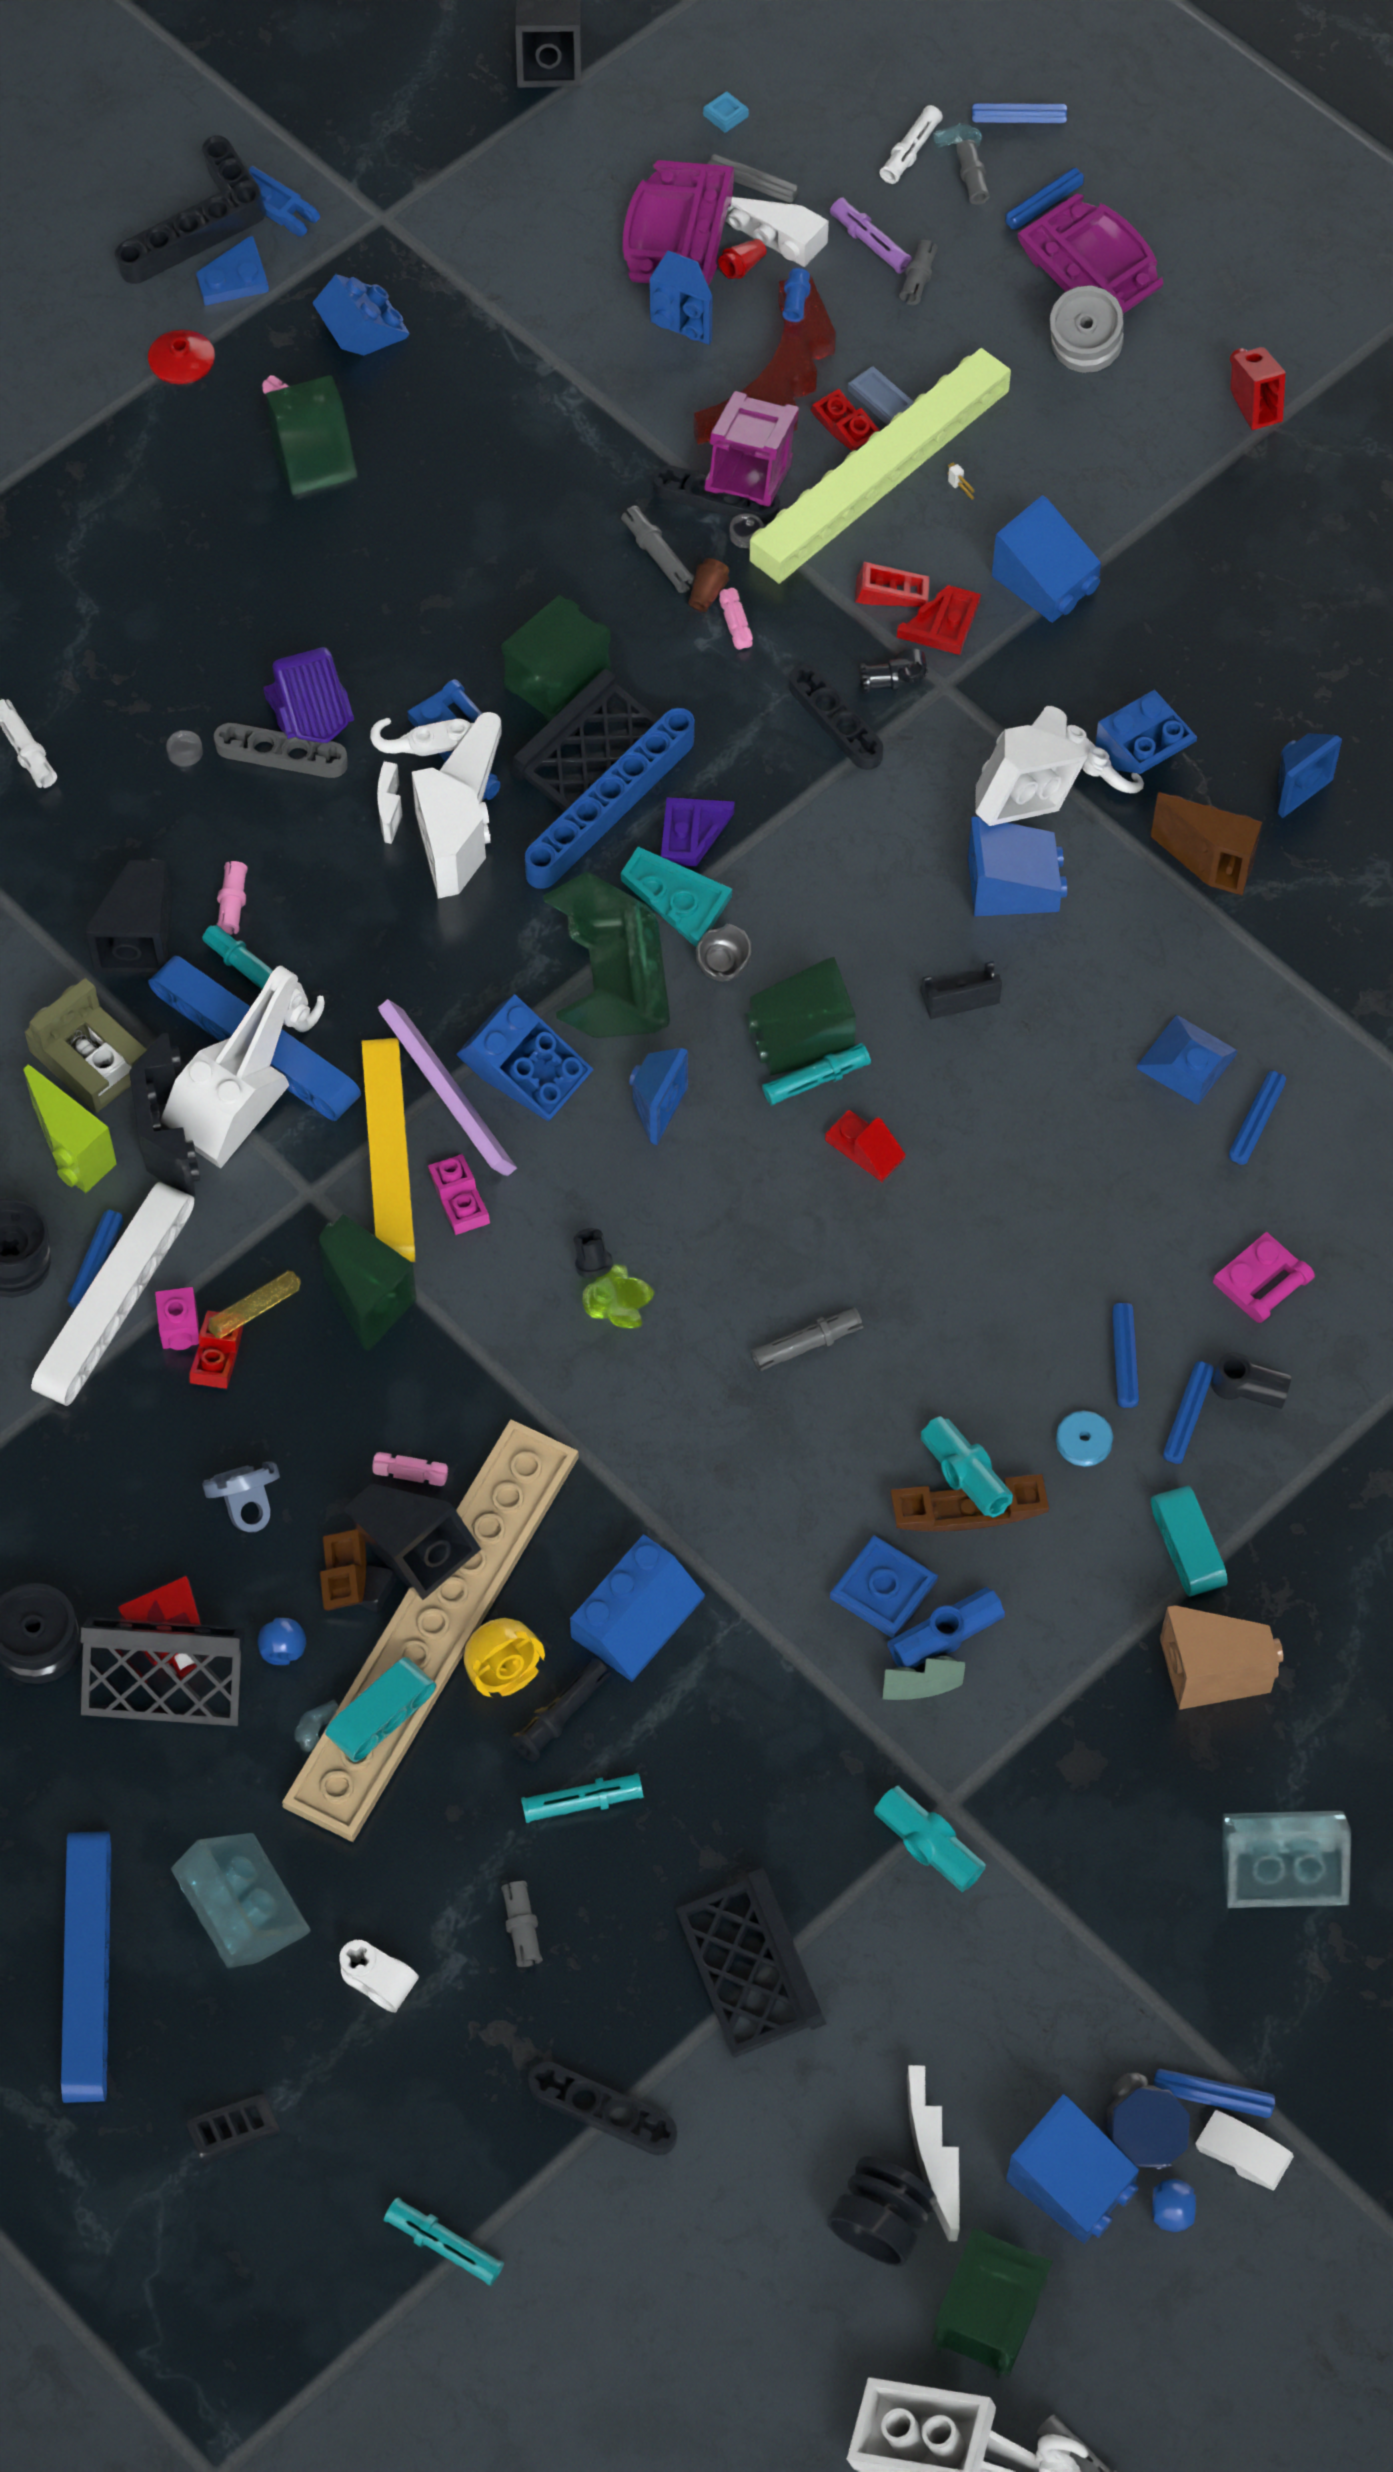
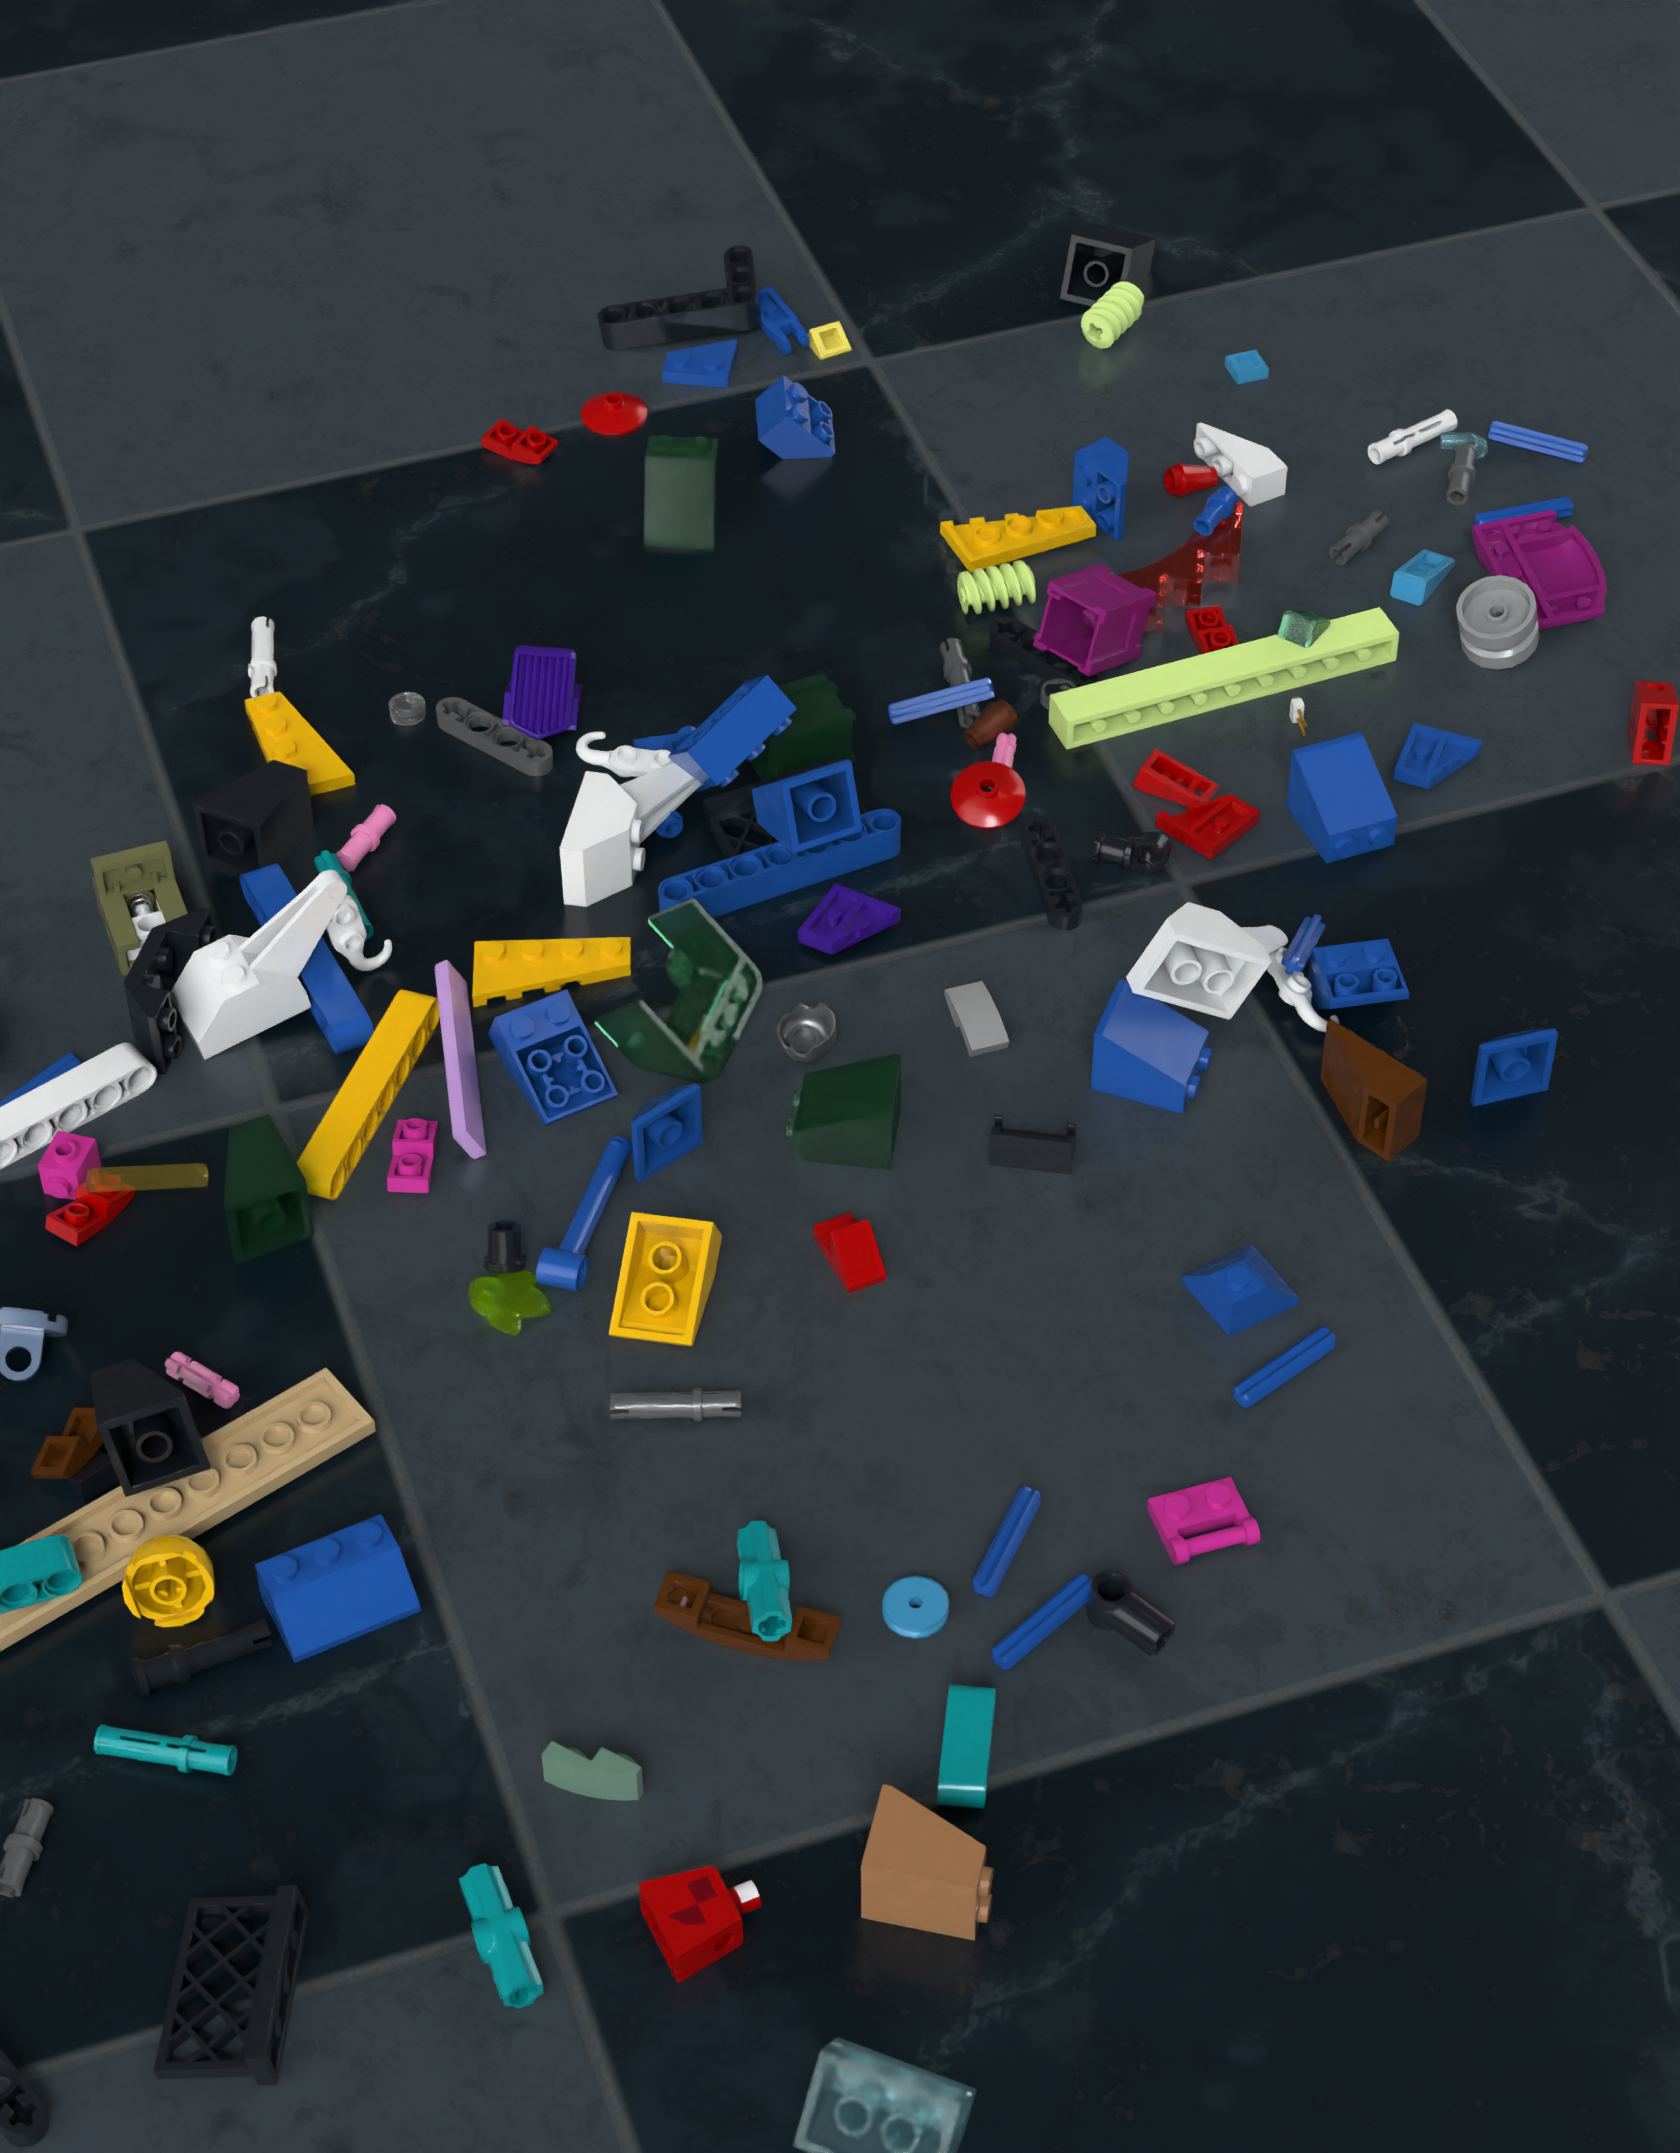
camera: 25 degrees right, 15 degrees down
(74, 1135) = (72, 975): lime slope -> none
(105, 825) = (292, 740): none -> yellow wing
(113, 424) = (515, 444): none -> red slope
(336, 208) = (828, 340): none -> light yellow slope
(388, 802) = (560, 805): white slope -> none
(447, 973) = (526, 965): none -> yellow wing
(519, 686) = (734, 732): none -> blue slope
(582, 95) = (1112, 314): none -> yellowish green piece
(616, 733) = (810, 806): none -> blue slope
(622, 374) = (1017, 536): none -> yellow wing
(638, 437) = (996, 585): none -> yellowish green piece
(646, 1249) = (567, 1265): none -> blue piece
(656, 576) = (941, 700): none -> axle
(676, 893) = (795, 967): teal wing -> none
(680, 212) = (1148, 424): magenta slope -> none
(737, 1233) = (665, 1279): none -> yellow slope
(740, 673) = (990, 808): none -> red dish
(758, 180) = (1239, 421): dark grey axle -> none
(808, 1077) = (833, 1170): teal pin -> none
(849, 216) = (1315, 473): medium lavender pin -> none
(852, 883) = (977, 1018): none -> light grey slope
(879, 395) = (1256, 619): sand blue tile -> none
(883, 1587) = (609, 1667): blue plate -> none
(929, 393) = (1302, 627): none -> clear green slope
(967, 1619) = (672, 1731): blue piece -> none
(990, 297) = (1420, 577): none -> dark azure slope
(1065, 1763) = (696, 1917): none -> red torso
(1084, 716) = (1300, 947): none -> blue axle
(1090, 483) = (1433, 755): none -> blue wing

